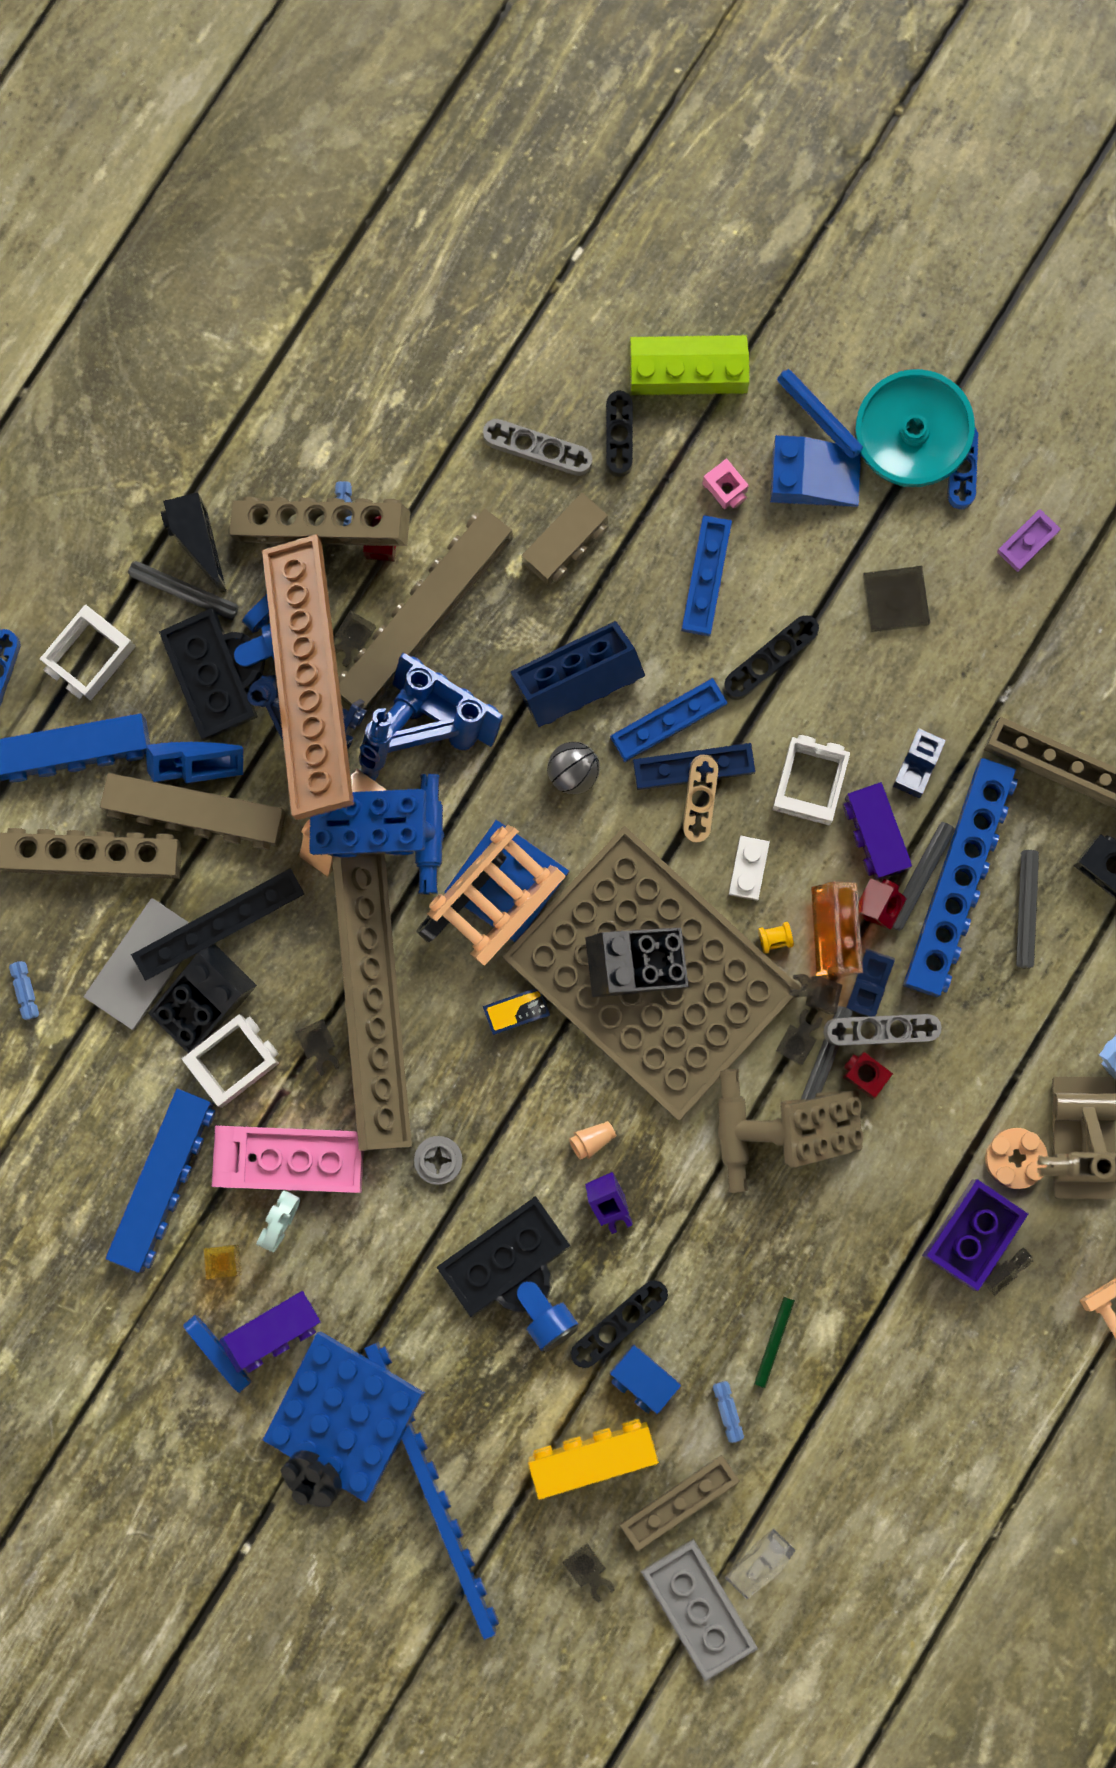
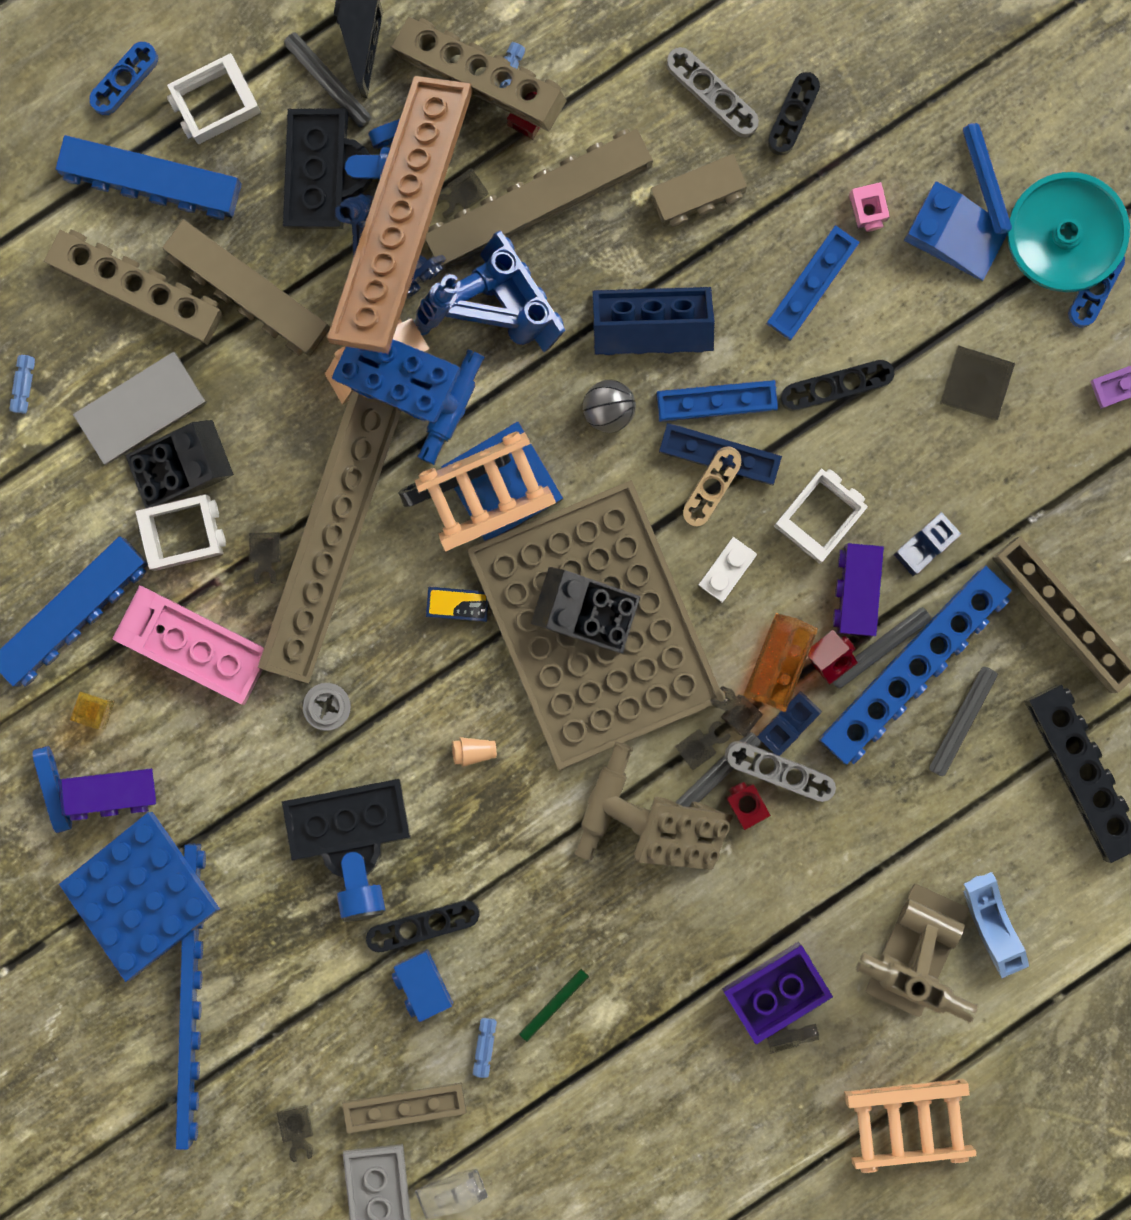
camera: 25 degrees right, 5 degrees up
(193, 761) = (266, 243): blue slope -> none
(217, 924) = (222, 403): black plate -> none
(278, 1219) = (158, 696): light aqua plate -> none
(311, 1479) = (85, 939): black plate -> none
(593, 1459) = (343, 1035): yellow brick -> none
(608, 1201) = (461, 813): dark purple brick -> none
(689, 365) = (888, 77): lime slope -> none
(775, 937) = (722, 644): yellow bush -> none
(1007, 1172) = (839, 925): light nougat plate -> none

